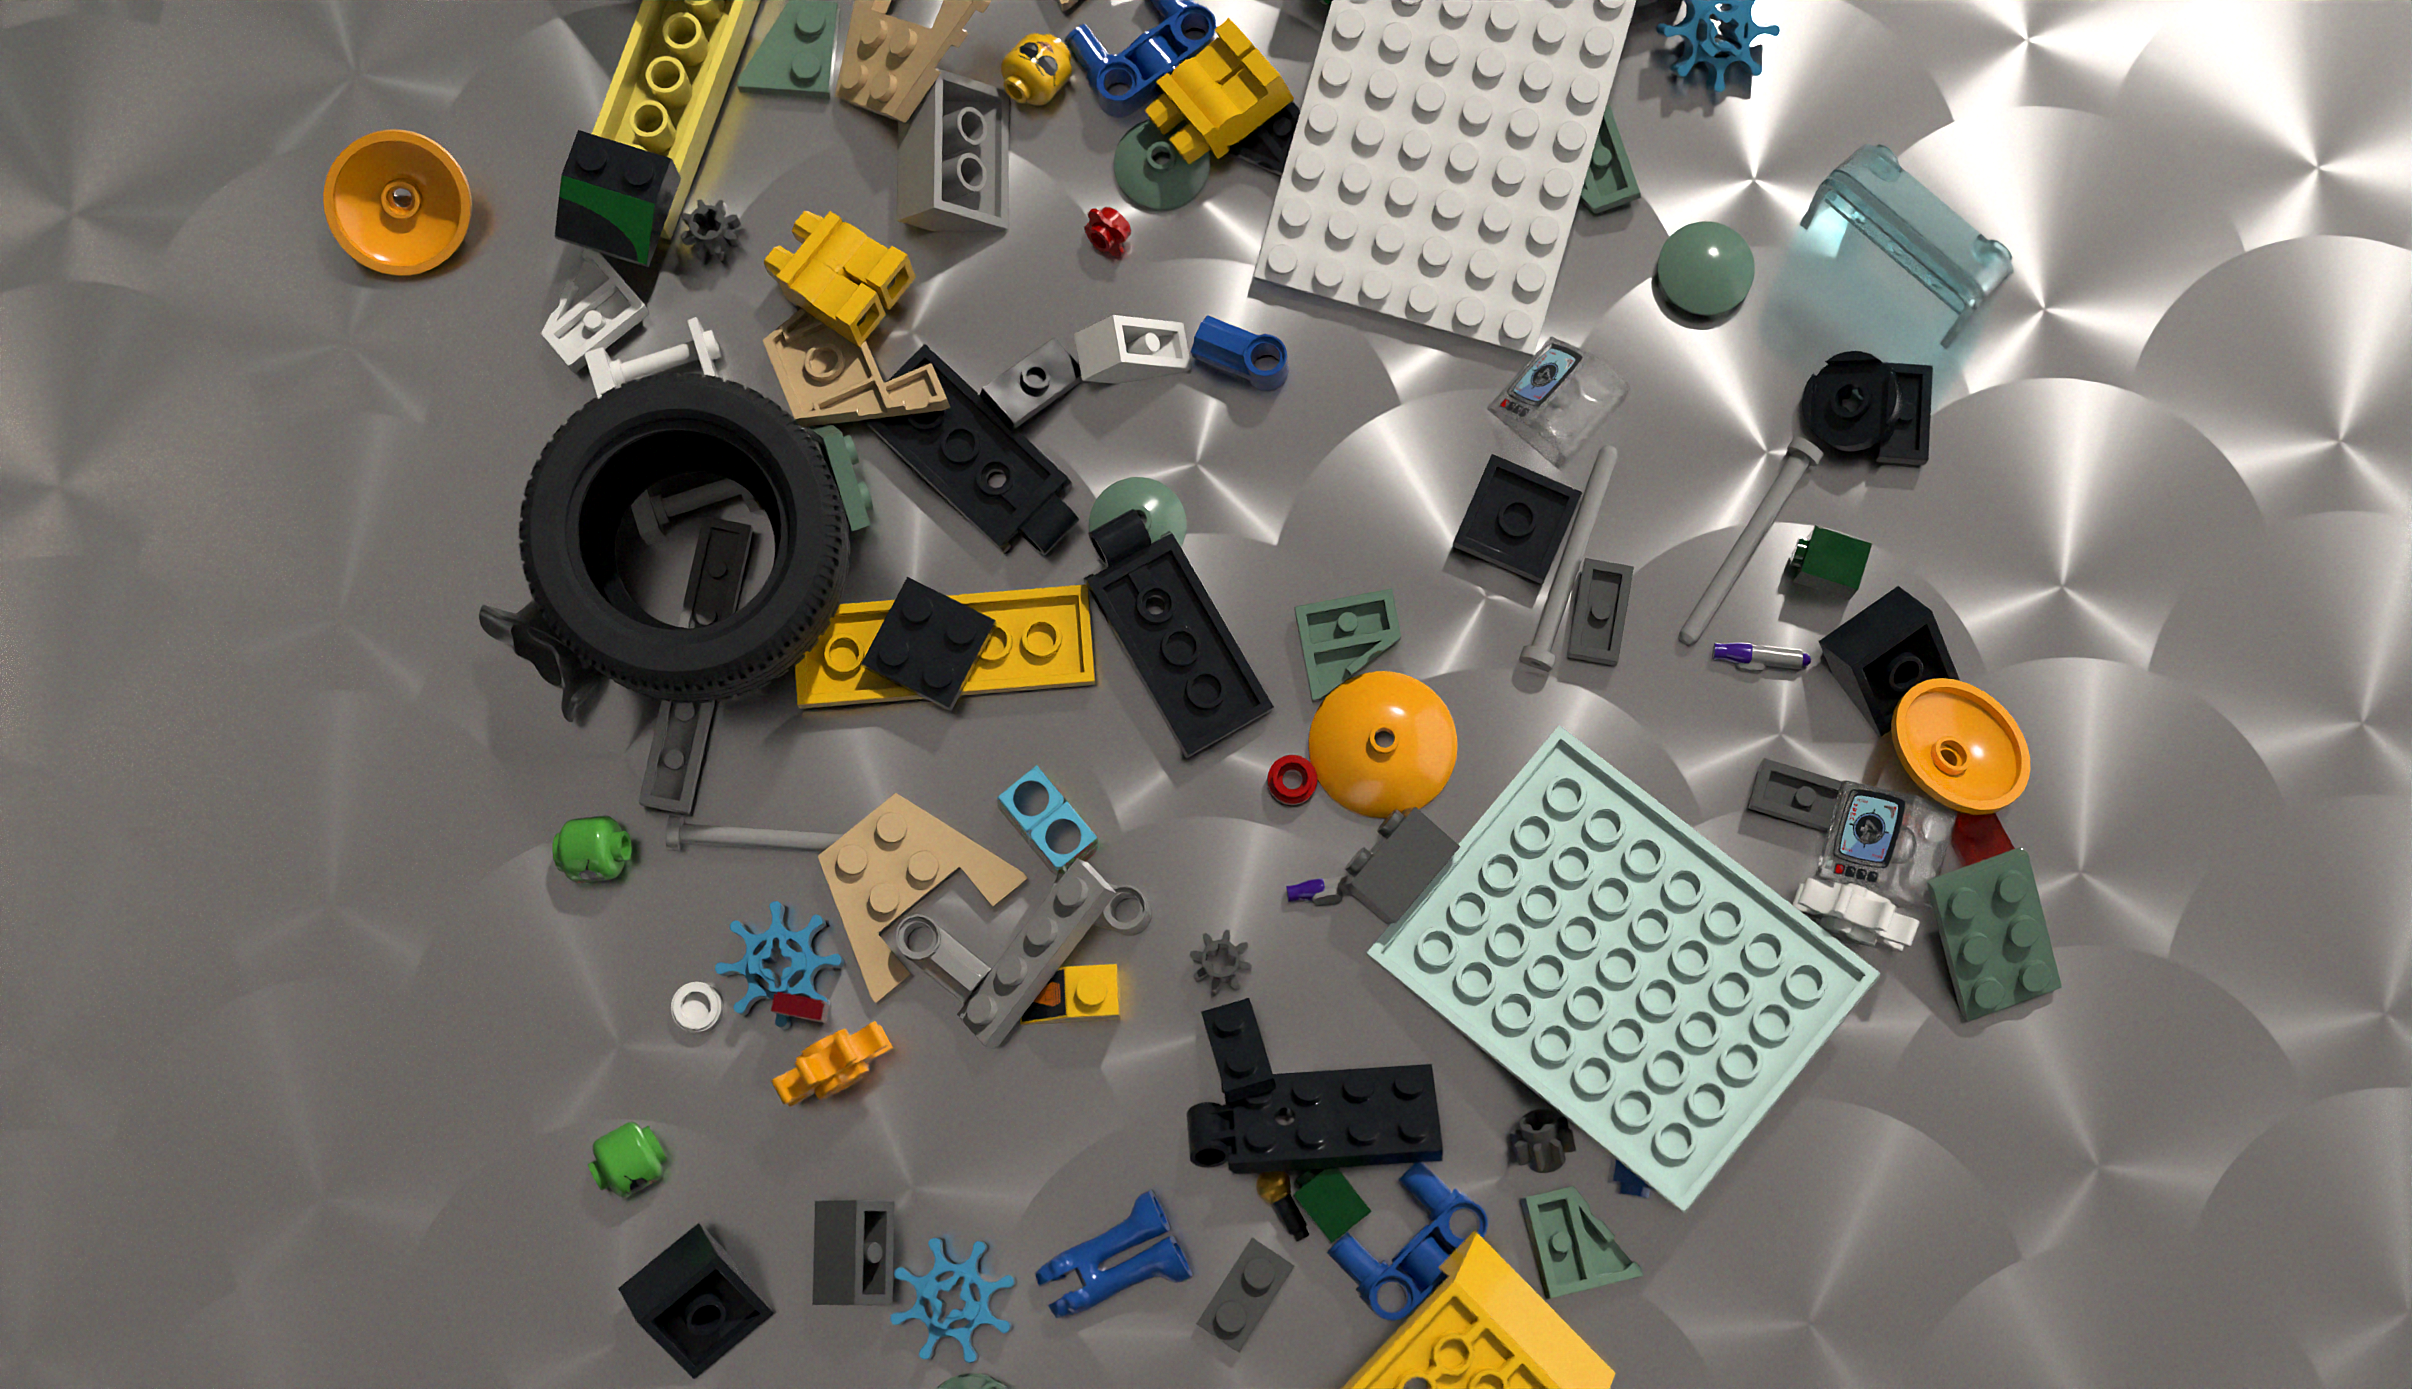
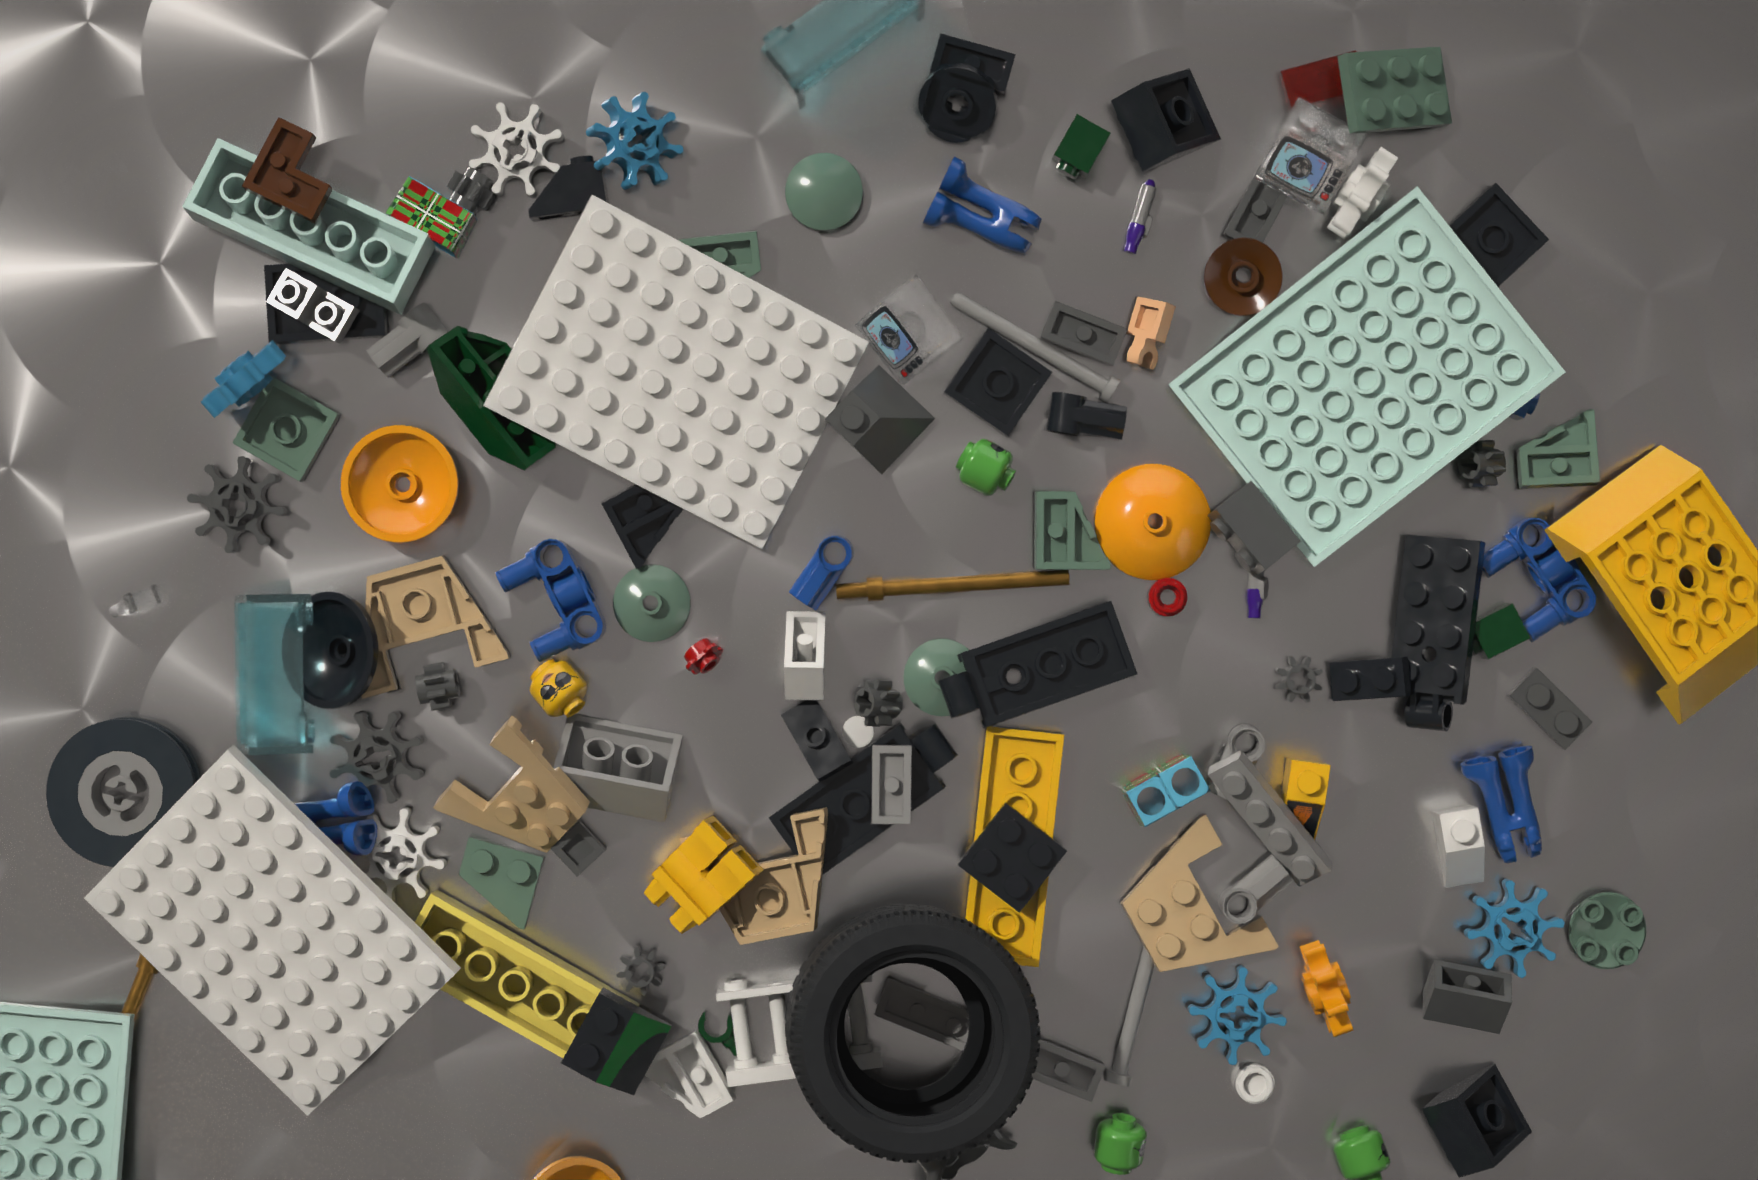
camera: 85 degrees left, 10 degrees up
(644, 325) = (726, 1038): none -> dark green piece
(800, 1007) = (1279, 1005): dark red tile -> none
(839, 456) = (853, 902): sand green wing -> none
(846, 130) = (578, 848): none -> dark grey plate
(992, 477) = (891, 784): none -> light grey plate
(1045, 1209) = (1460, 845): none -> white slope
(1051, 436) = (856, 733): none -> white sticker
(1090, 447) = (878, 703): none -> dark grey gear
(1219, 95) = (613, 547): yellow hips -> none
(1232, 423) = (876, 588): none -> pearl gold bar
(1276, 1189) = (1482, 668): piece -> none
(1409, 523) = (985, 467): none -> bright green head
(1441, 384) = (879, 419): none -> dark grey slope
(1496, 621) = (1076, 416): none -> black piece
(1626, 688) = (1148, 325): none -> light nougat plate
(1710, 769) = (1239, 296): none -> reddish brown dish
(1754, 419) = (993, 229): none -> blue piece
(1802, 454) = (1047, 205): light grey bar -> none
(1837, 1104) = (1498, 234): none -> black plate
(1960, 746) = (1244, 66): light orange dish -> none

